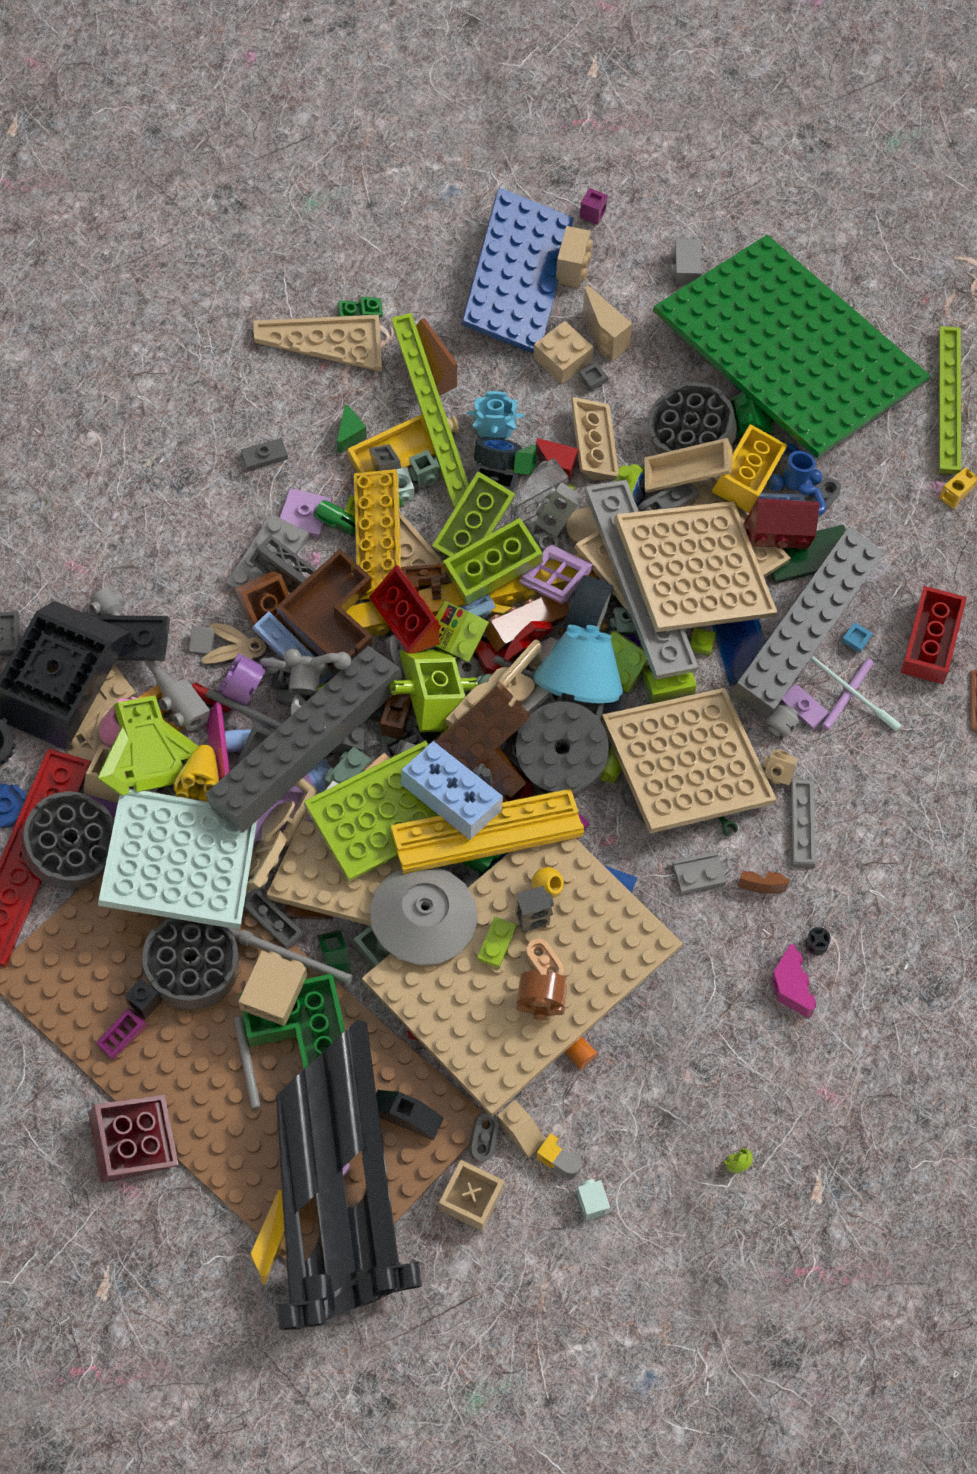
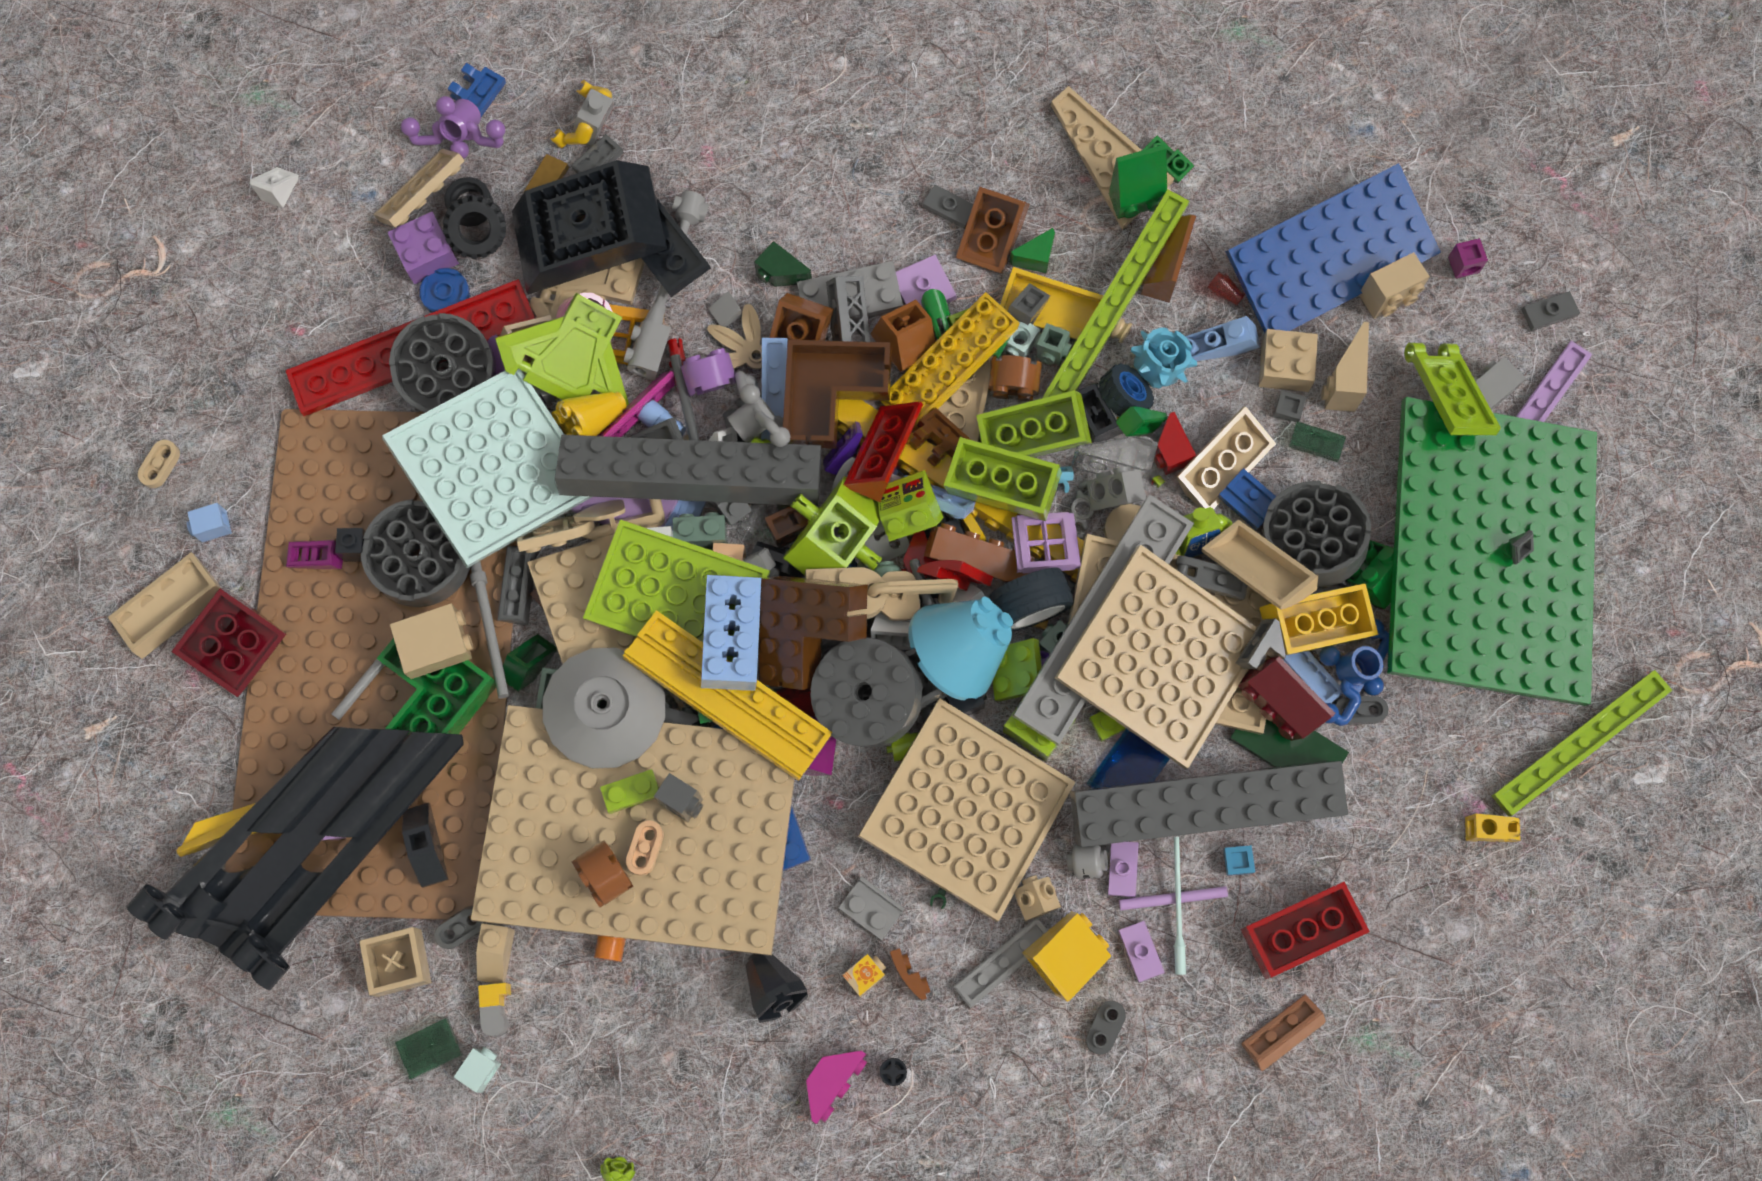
camera: 55 degrees right, 10 degrees up
(25, 1089) = (208, 522): none -> light blue brick
(58, 1166) = (165, 606): none -> tan slope
(207, 582) = (780, 267): none -> dark green slope
(308, 441) = (992, 229): none -> dark orange slope
(328, 538) = (908, 331): none -> dark orange slope
(369, 331) = (1139, 182): none -> green slope
(379, 637) = (844, 450): none -> dark purple slope
(424, 507) = (1014, 377): none -> dark orange brick
(479, 347) = (1225, 288): none -> clear red cone
(483, 773) = (769, 644): dark grey plate -> none
(516, 373) = (1224, 340): none -> light blue slope
(549, 1222) = (428, 1048): none -> clear green plate
(550, 879) = (719, 789): yellow piece -> none
(630, 380) = (1317, 441): none -> clear green plate
(631, 446) = (1247, 498): none -> blue plate
(667, 194) = (1550, 311): none -> dark grey plate
(671, 279) = (1453, 390): none -> lime hinge
(699, 967) = (773, 987): none -> black cone
(715, 229) = (1555, 383): none -> lavender tile
(739, 504) = (1265, 640): none -> dark grey slope
(740, 908) = (865, 974): none -> brick
(803, 326) = (1521, 546): none -> dark grey slope
(833, 778) = (1068, 955): none -> yellow slope
(865, 738) = (1141, 951): none -> lavender plate
(895, 795) = (1104, 1026): none -> dark grey plate

